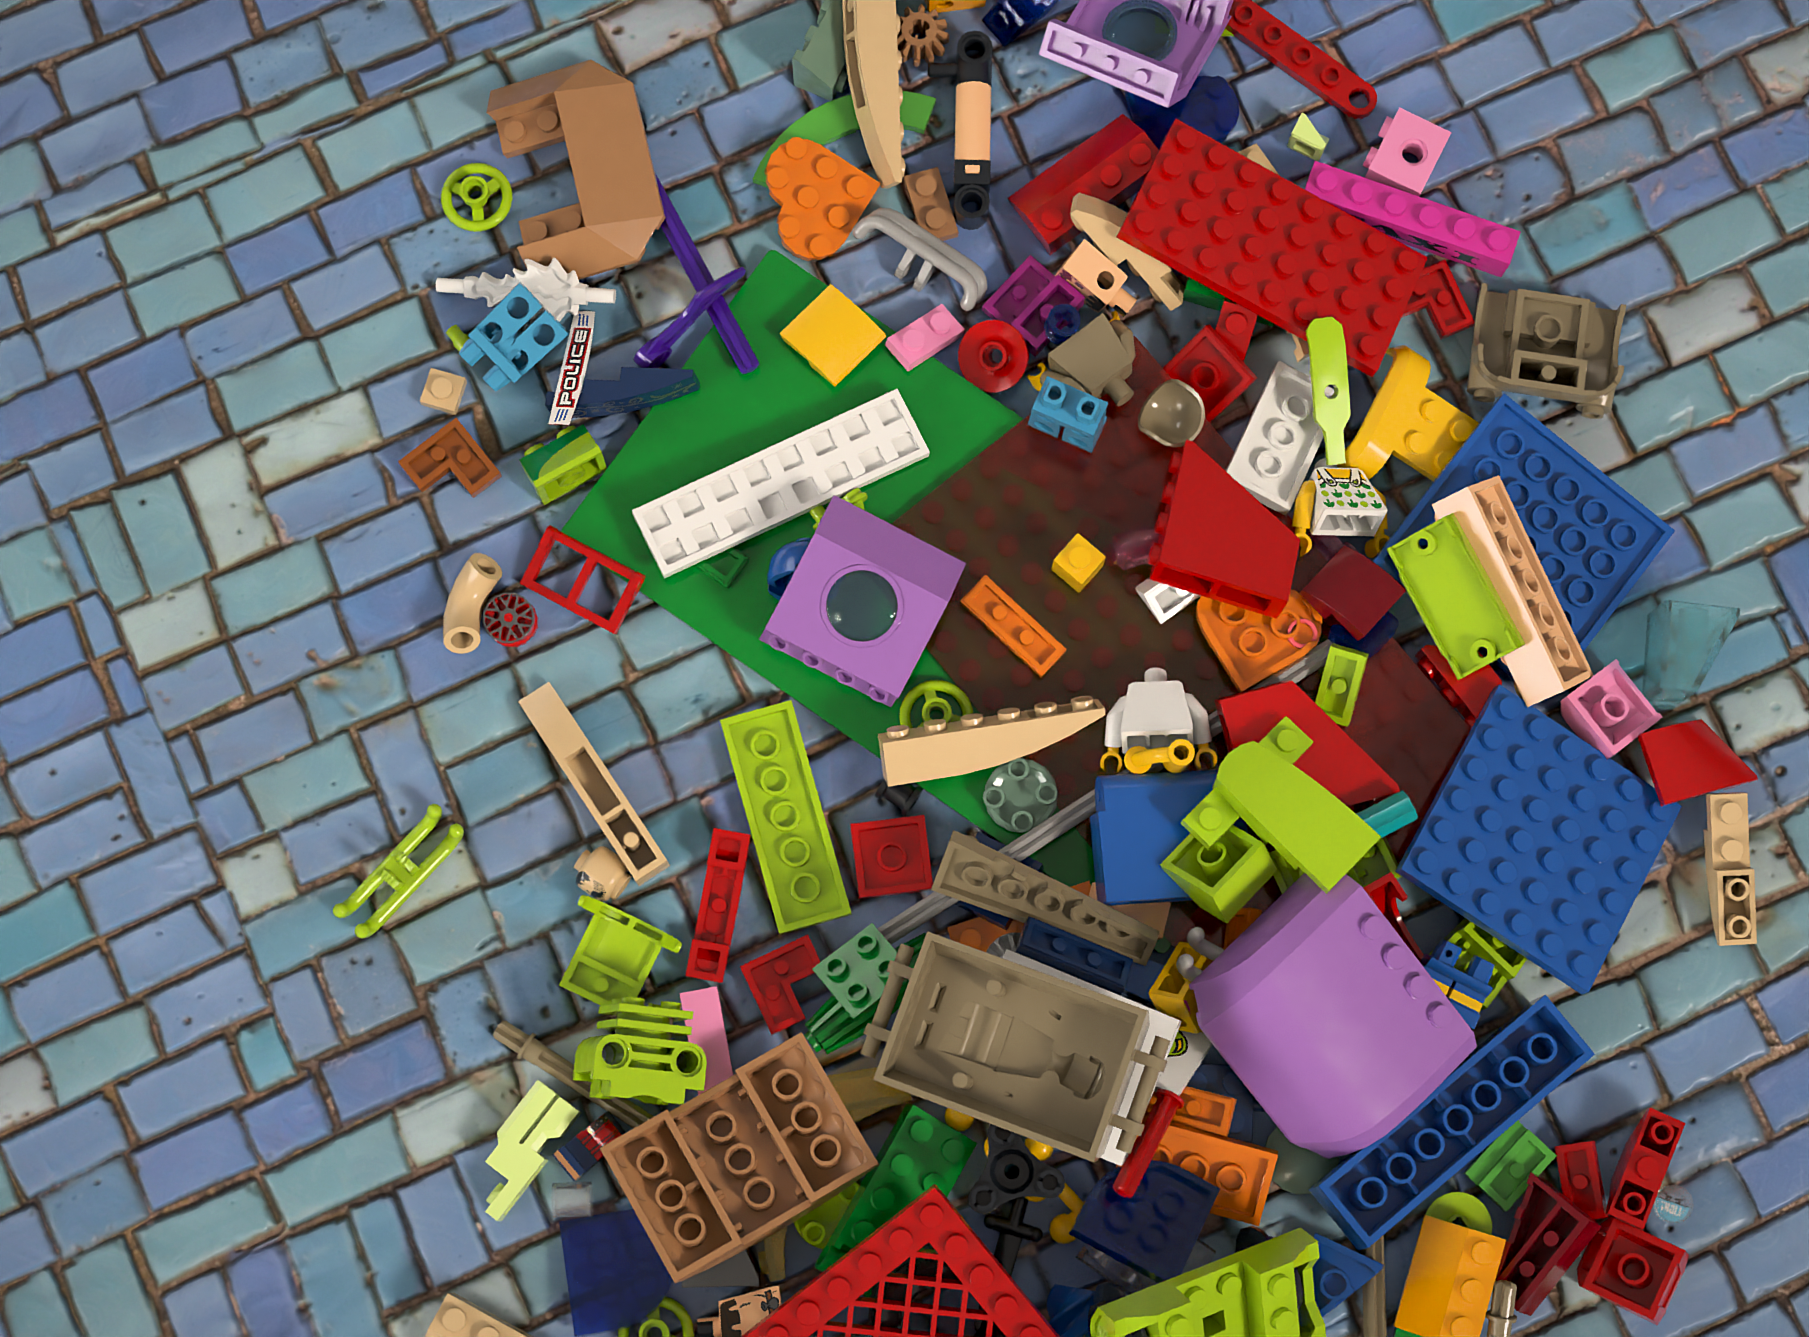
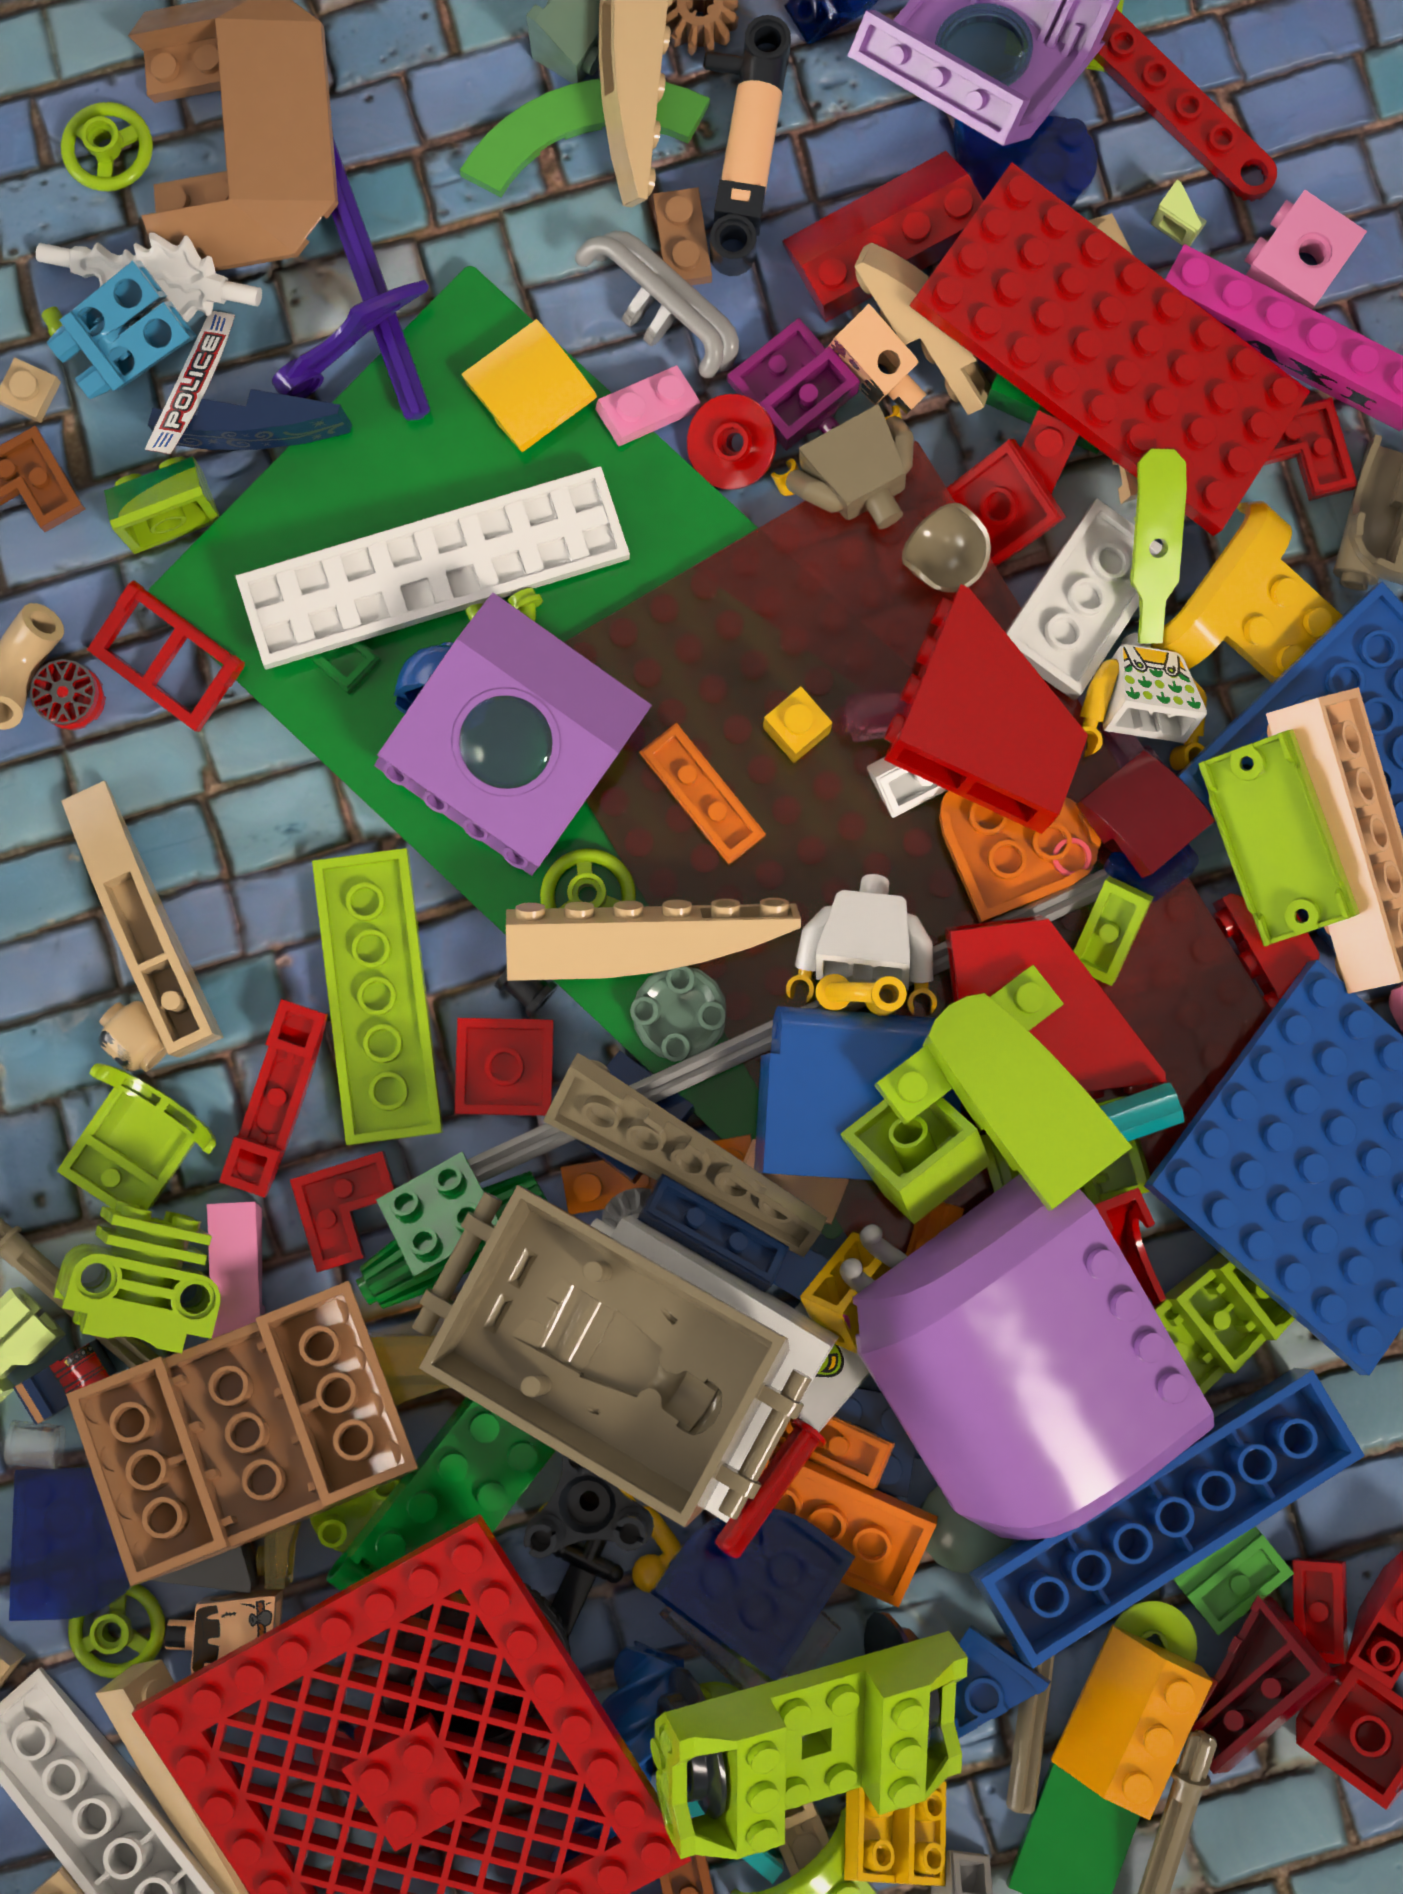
camera: 10 degrees right, 5 degrees up
(817, 197) = (538, 205): orange plate -> none
(1056, 314) = (820, 397): clear blue bush -> none
(1071, 408) = (812, 522): dark azure hips -> none
(1464, 990) = (1205, 1348): blue hips -> none

